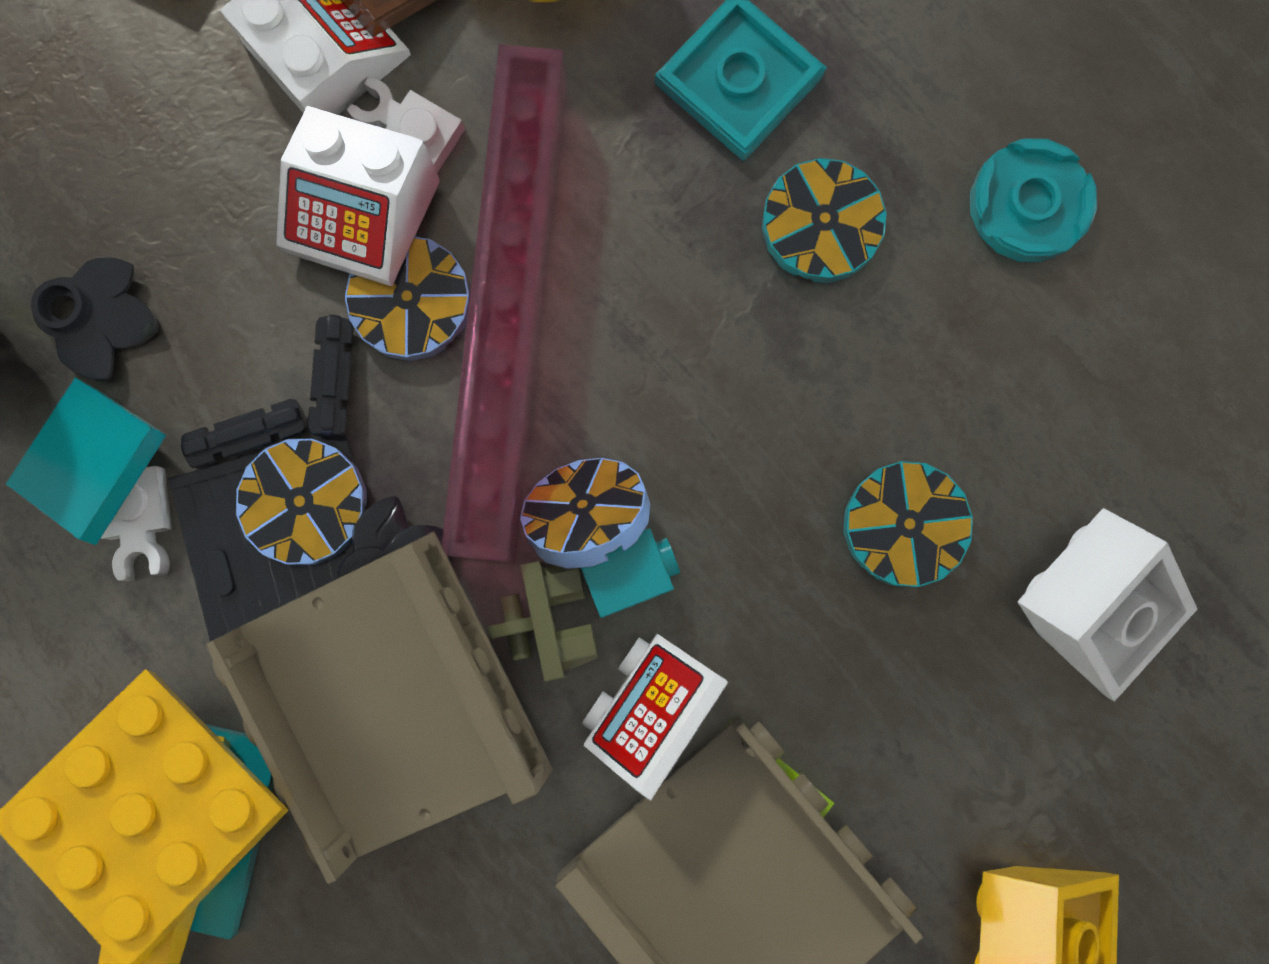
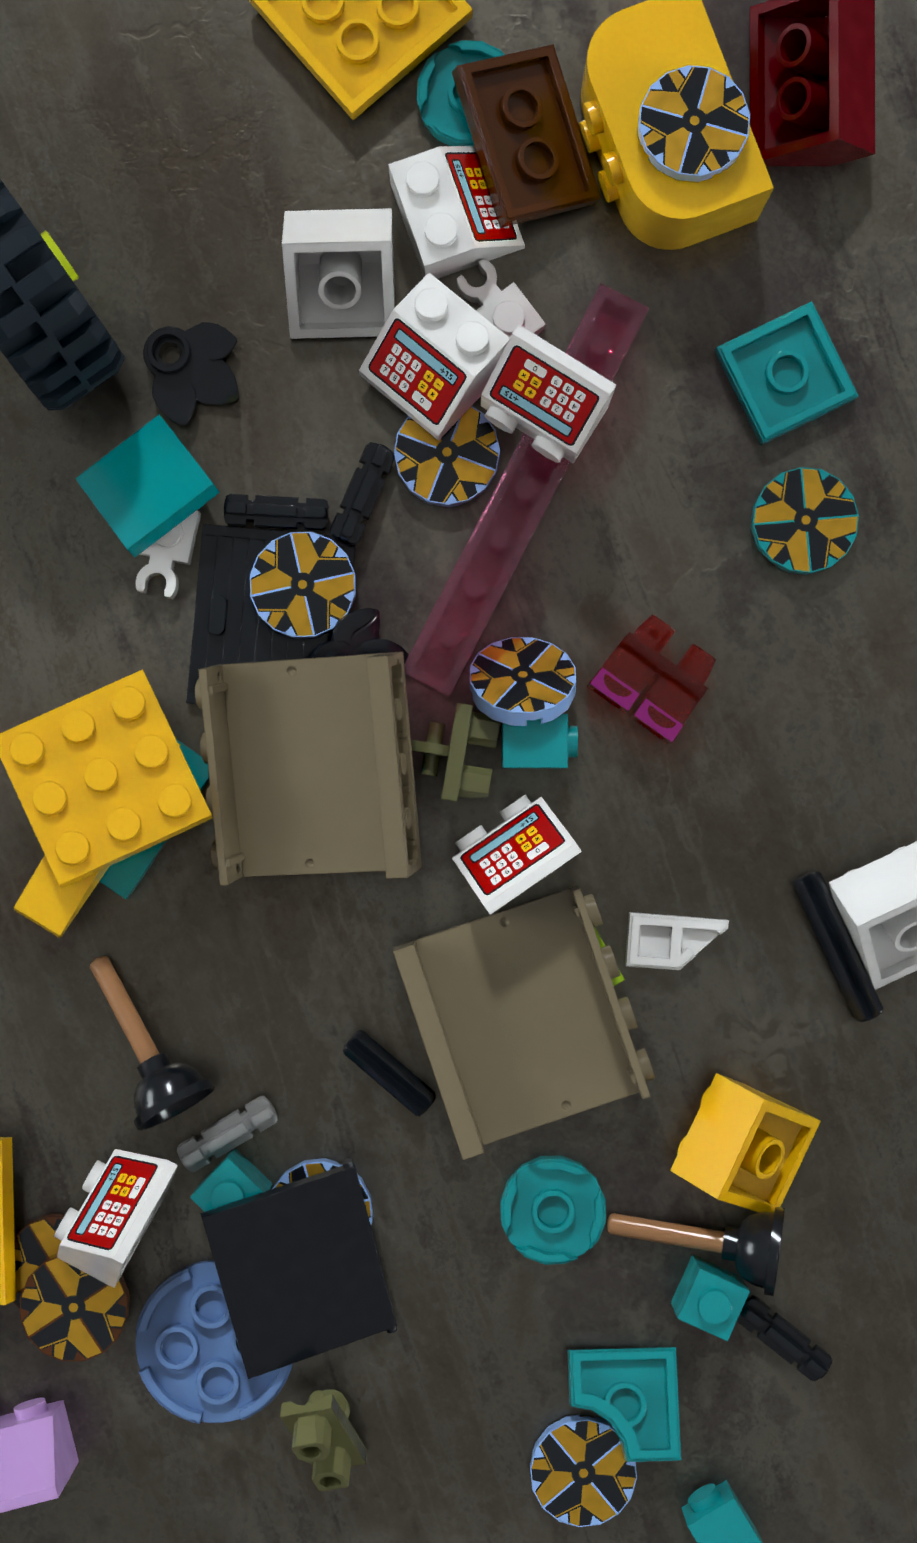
camera: 15 degrees right, 5 degrees up
(212, 150) = (338, 272): none -> white slope
(480, 175) = (545, 396): none -> slope
(757, 460) = (675, 687): none -> clear red hips
(864, 736) = (668, 940): none -> white tile
(908, 524) = (770, 790): tile -> none
(1056, 669) = (838, 946): none -> black axle

